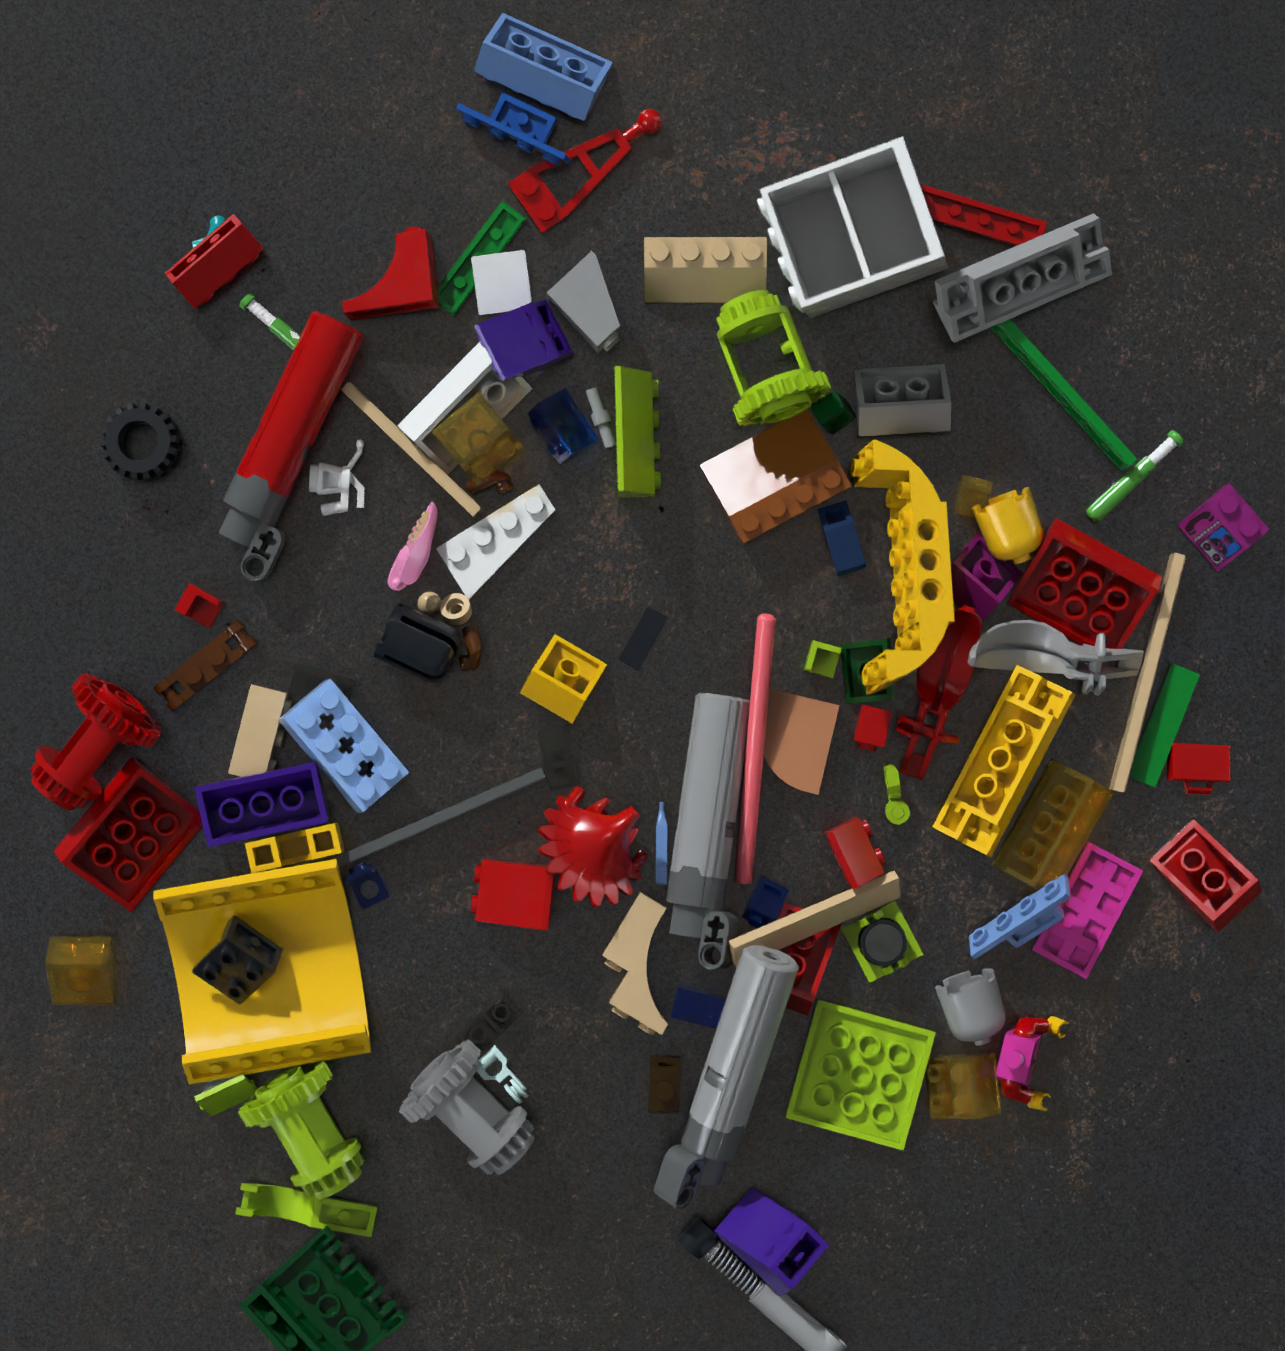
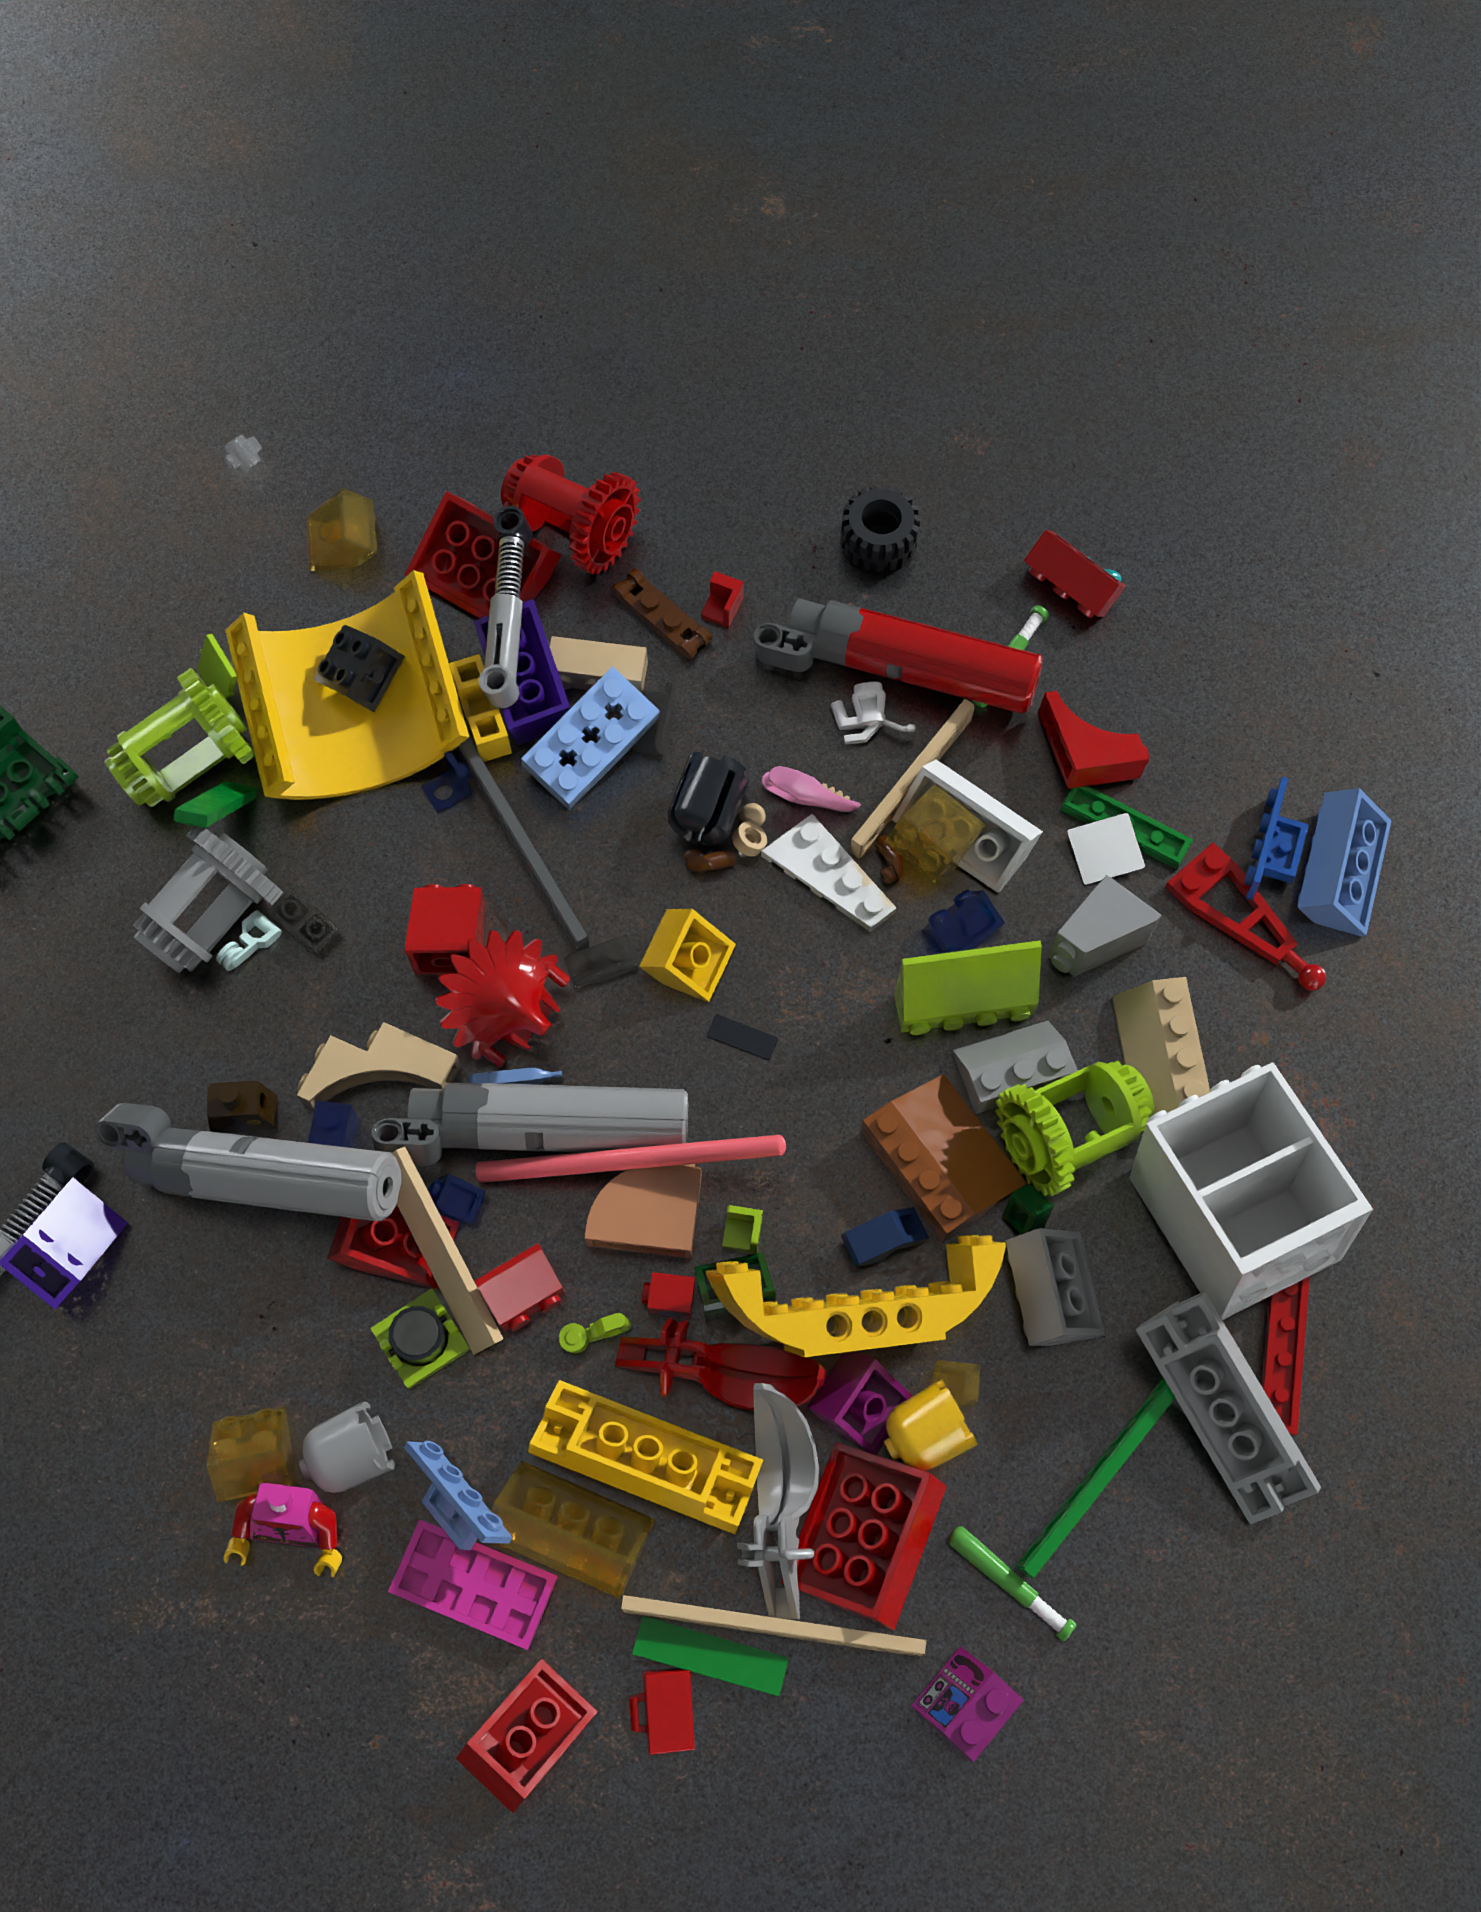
camera: 80 degrees right, 20 degrees down
(208, 814) = (505, 610): none -> piece
(294, 1205) = (95, 780): lime piece -> none
(378, 1096) = (215, 804): none -> green tile
(523, 340) = (1048, 863): dark purple slope -> none
(700, 401) = (1024, 1056): none -> light grey slope
(860, 1074) = (261, 1330): lime plate -> none

